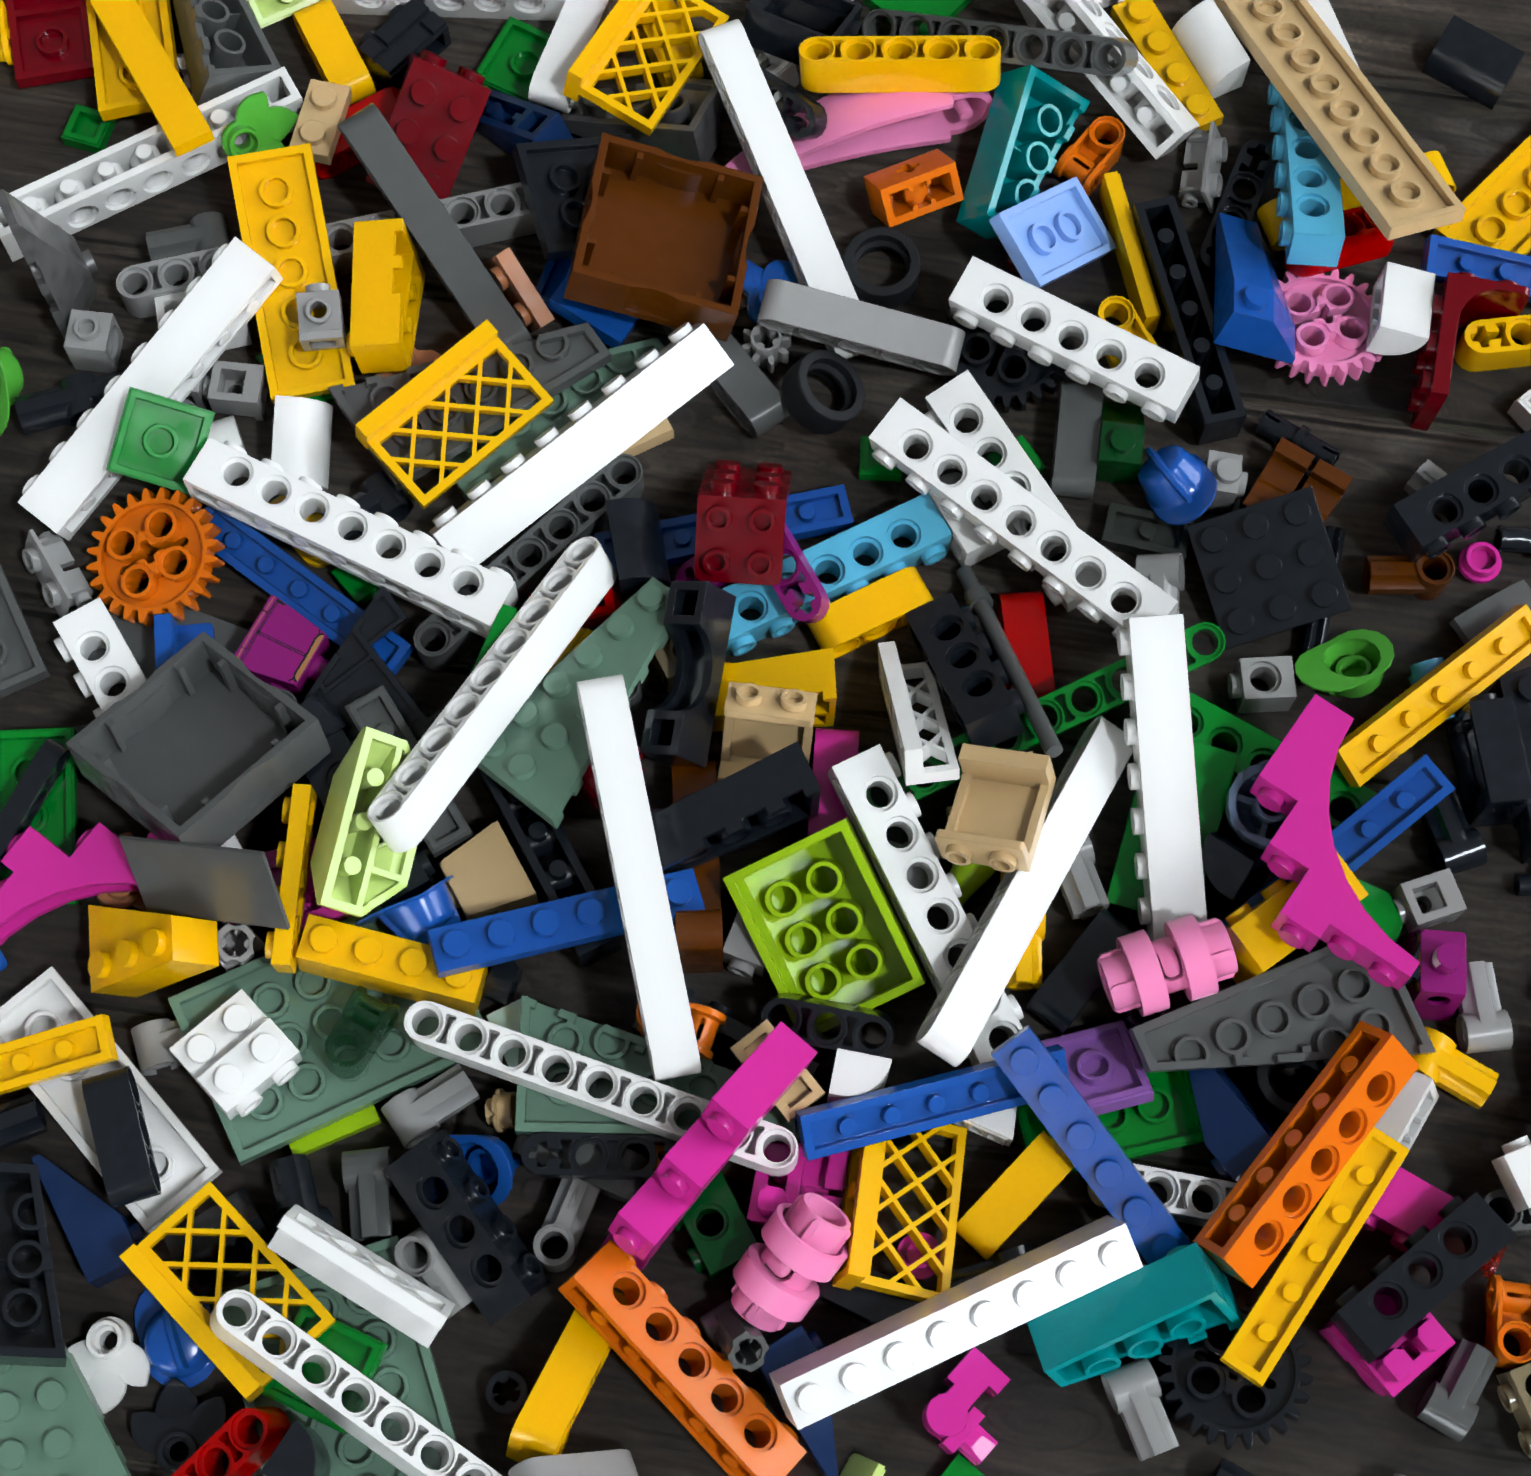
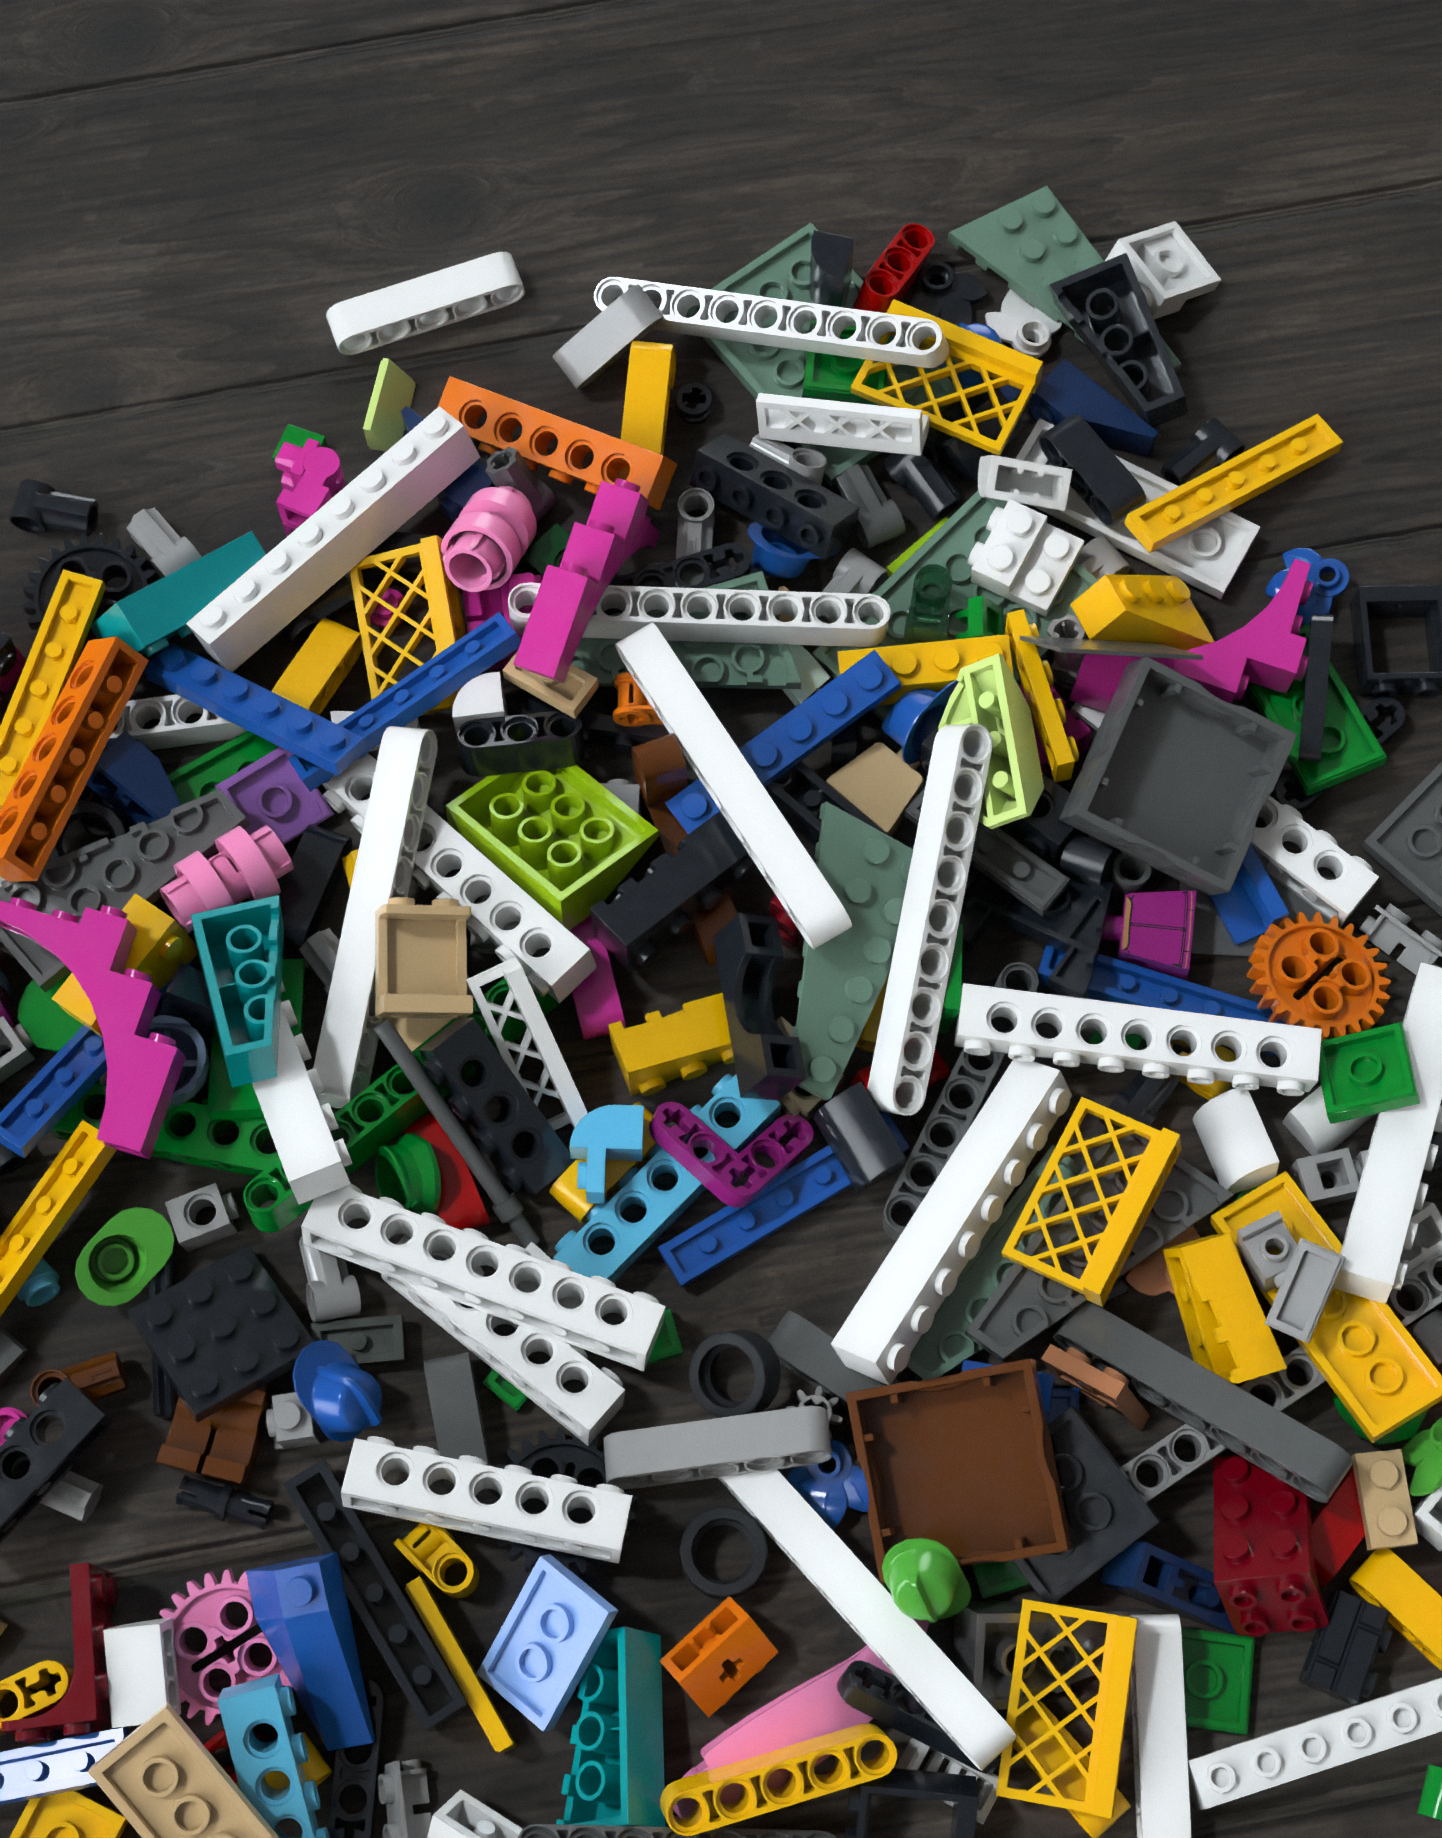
camera: 165 degrees right, 0 degrees up
(200, 1140) = (1024, 482): none -> white brick
(310, 262) = (1305, 1290): none -> light grey tile
(310, 995) = (982, 617): none -> green tile
(729, 155) = (925, 1580): none -> bright green piece
(741, 523) = (766, 1197): dark red bracket -> none
(763, 722) = (669, 984): tan panel -> none
(873, 612) = (604, 1135): none -> medium azure brick
(1063, 645) = (409, 1174): none -> green hat
(1089, 158) = (536, 1774): orange piece -> none
(1120, 443) = (409, 1422): dark green slope -> none
(1177, 842) = (243, 976): none -> teal wedge

